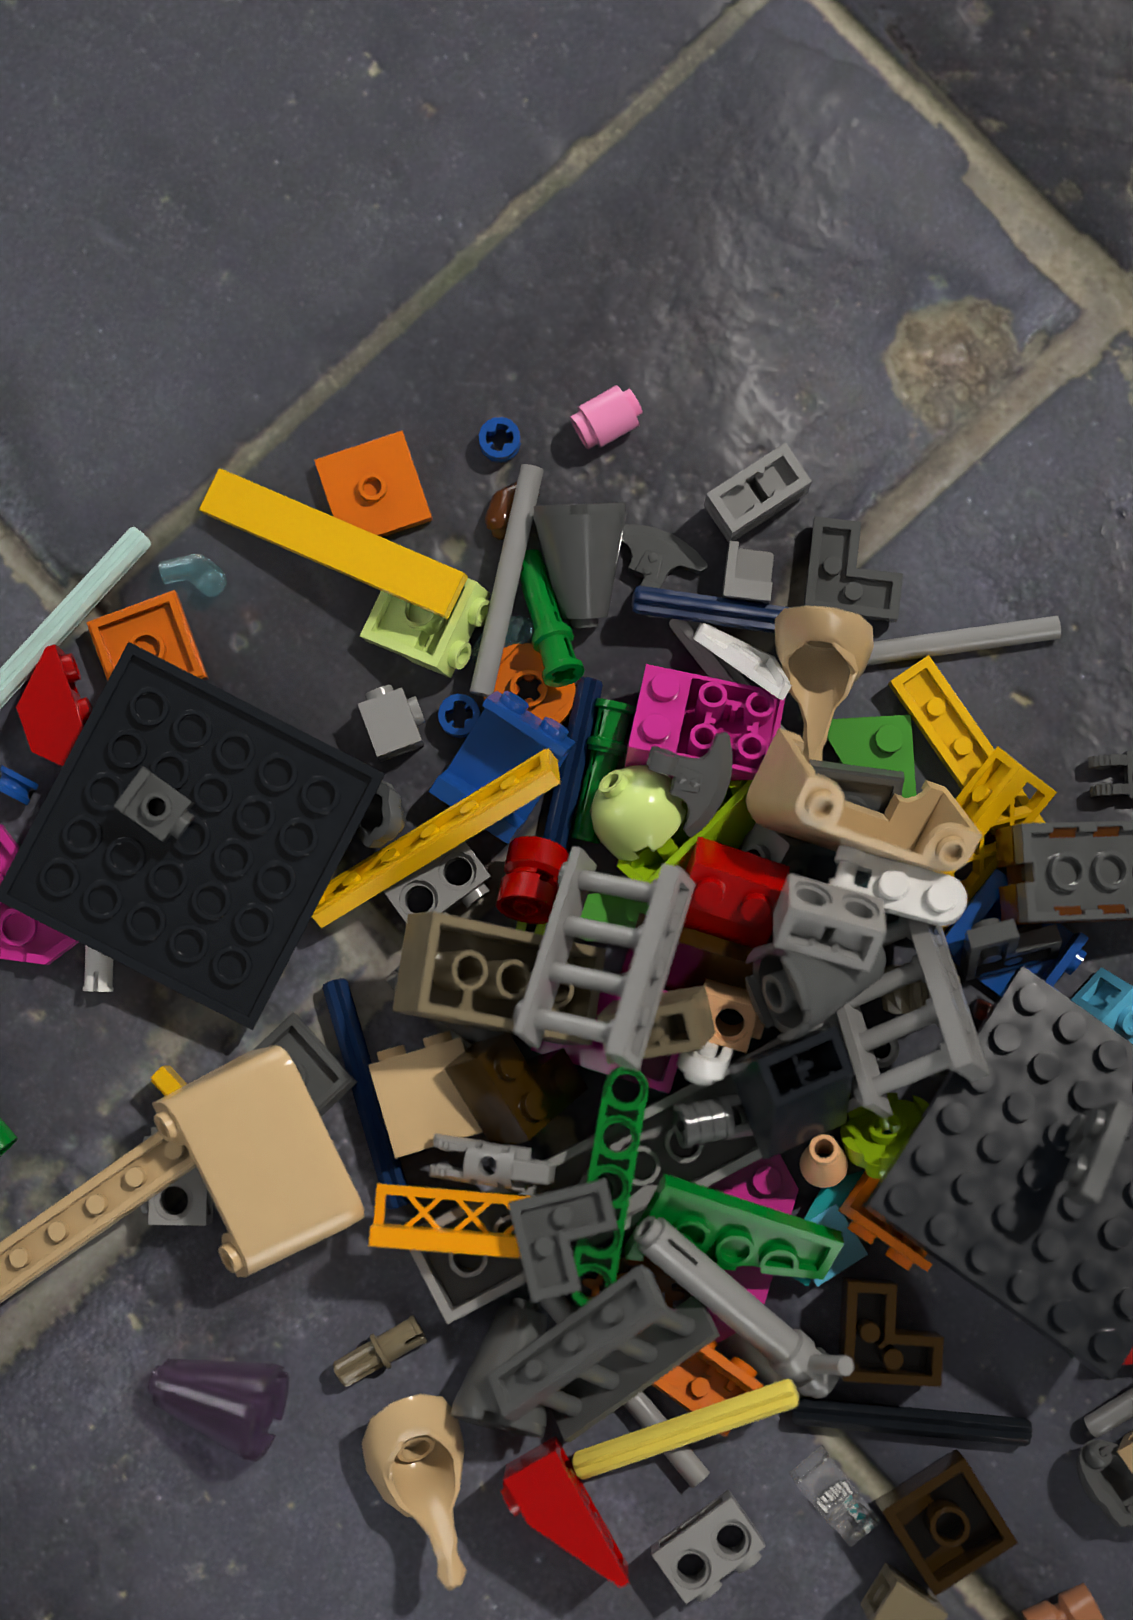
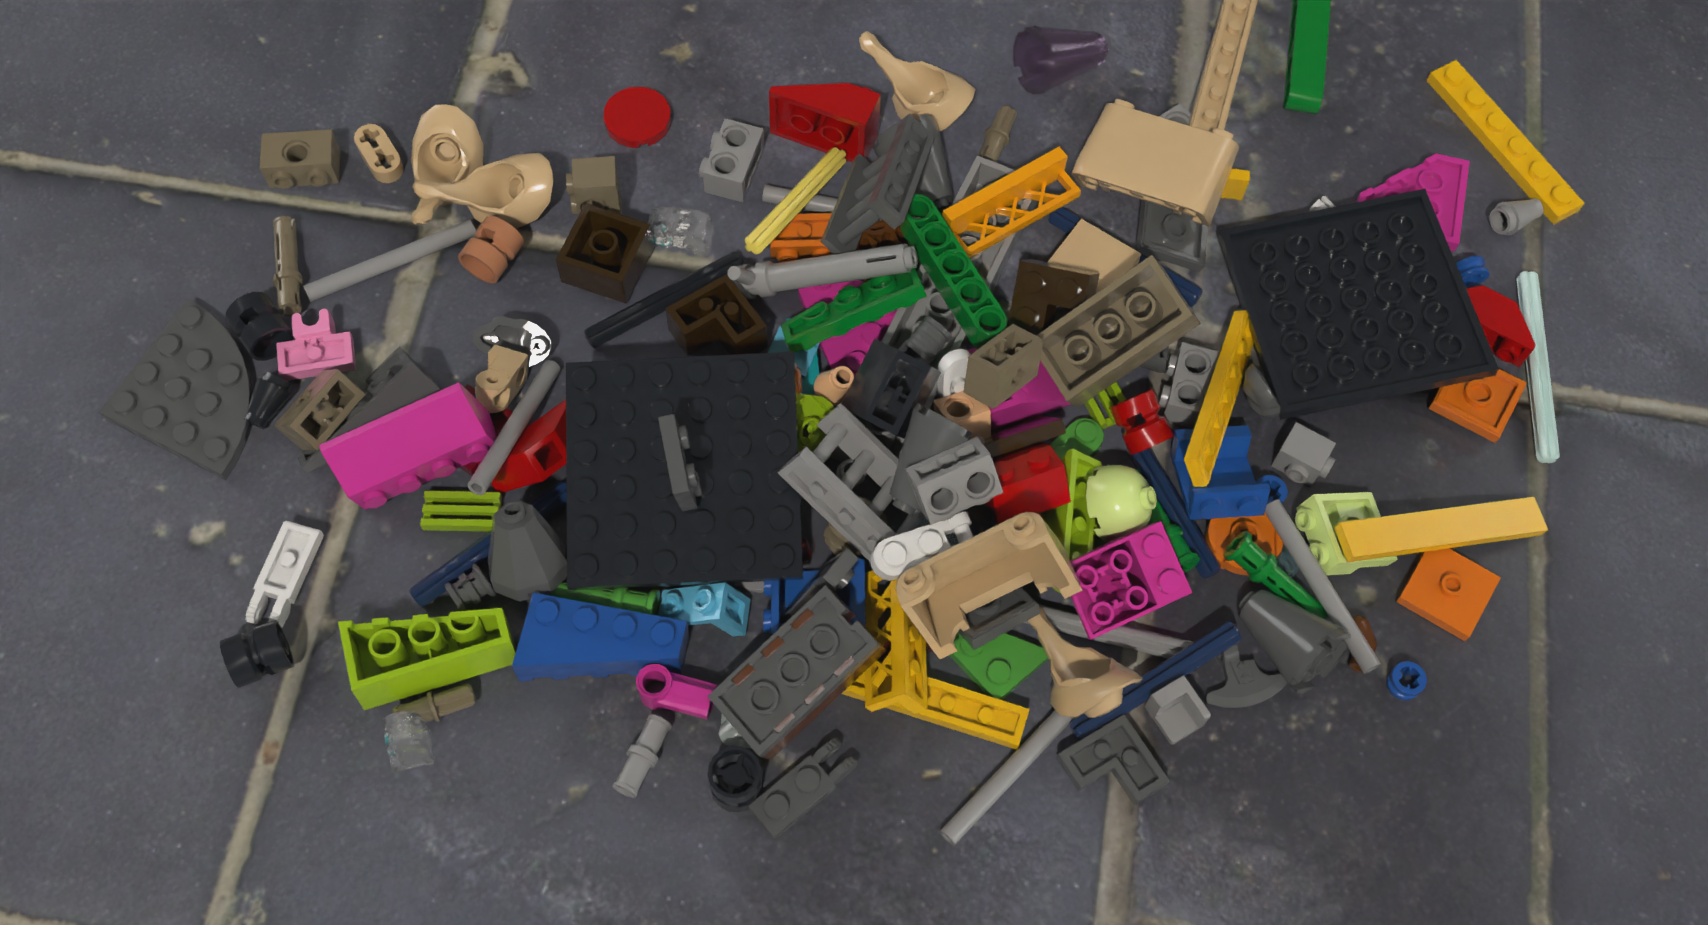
camera: 135 degrees right, 20 degrees down
(137, 797) = (1393, 289): dark grey brick -> none
(196, 569) = (1499, 463): clear light blue arm -> none
(513, 1164) = (1027, 243): light grey hinge -> none
(547, 1225) = (969, 212): dark grey plate -> none
(606, 417) = (1358, 743): bright pink brick -> none
(637, 989) = (1042, 378): light grey fence -> none
(697, 781) = (1100, 530): dark grey piece -> none
(745, 658) = (1132, 645): white tile -> none
(757, 493) = (1221, 763): light grey brick -> none

